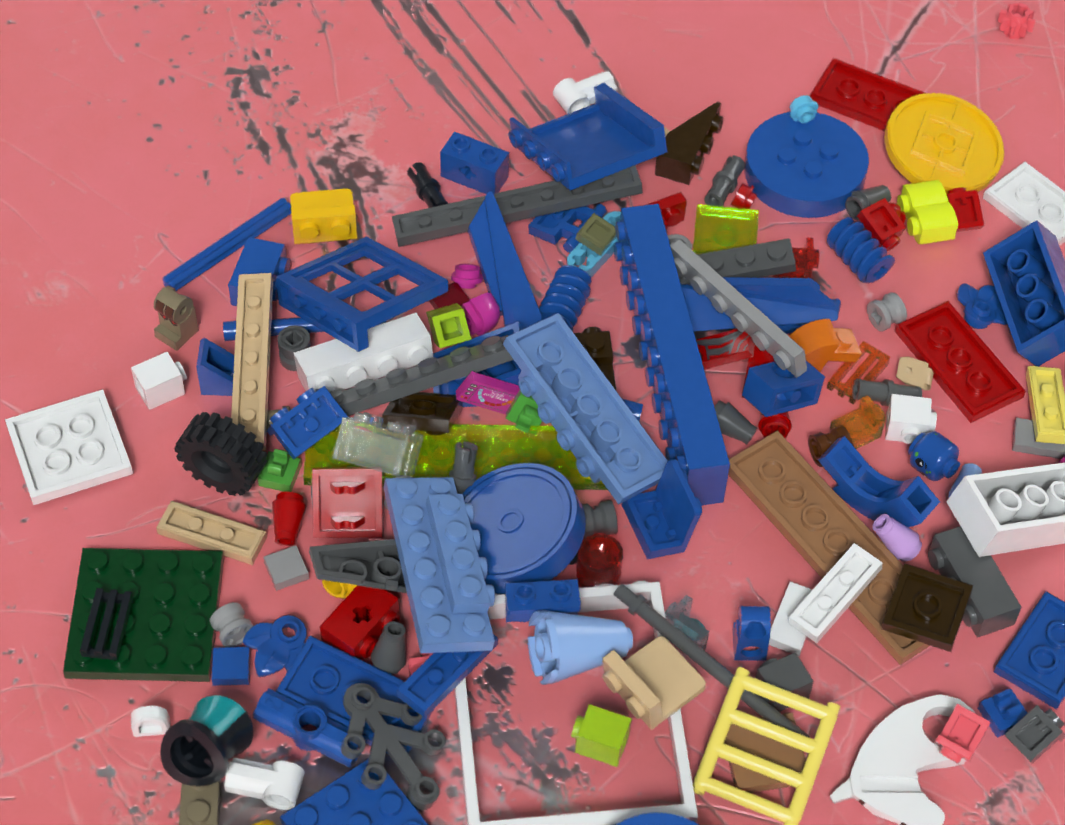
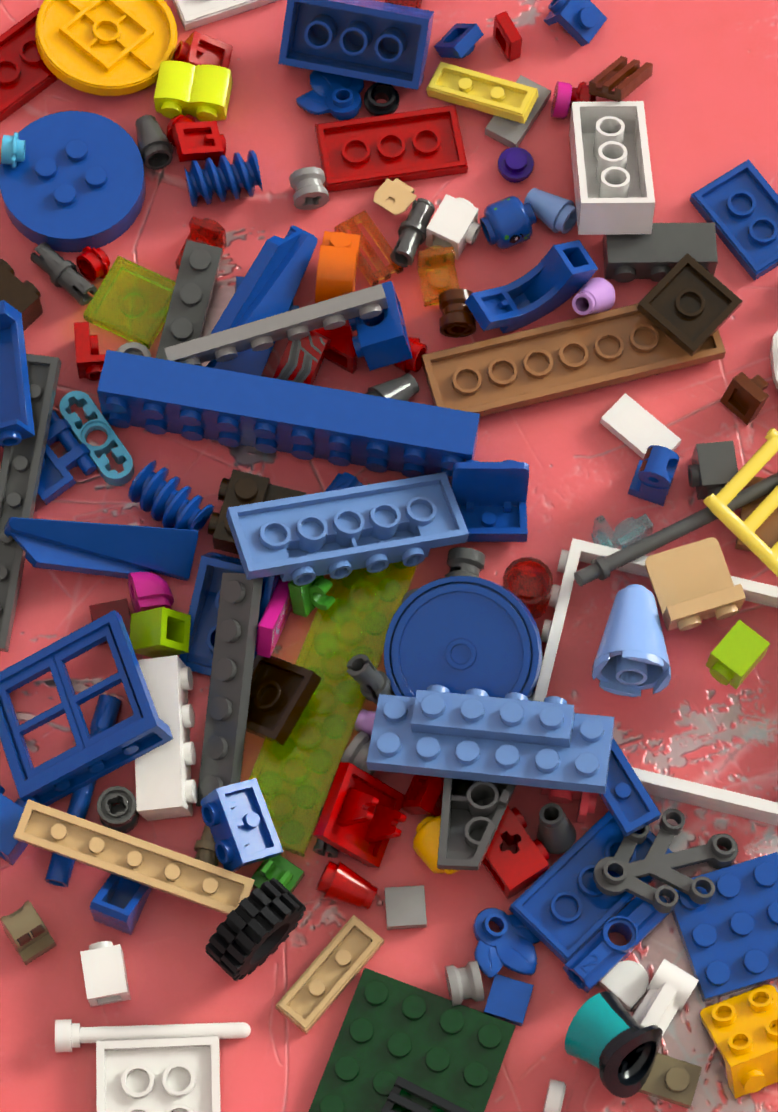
camera: 70 degrees left, 15 degrees up
(105, 376) = (71, 1035): none -> white piece
(275, 748) = (626, 981): none -> white tile
(378, 446) = (321, 755): clear piece -> none
(467, 275) = (86, 590): dark pink plate -> none
(529, 597) = (576, 655): blue bracket -> none
(596, 234) = (93, 432): olive tile -> none
(835, 593) = (641, 380): white plate -> none
(869, 689) = (745, 396): none -> reddish brown tile
(996, 451) = (515, 164): none -> dark purple plate
(999, 338) = (381, 91): none -> black plate

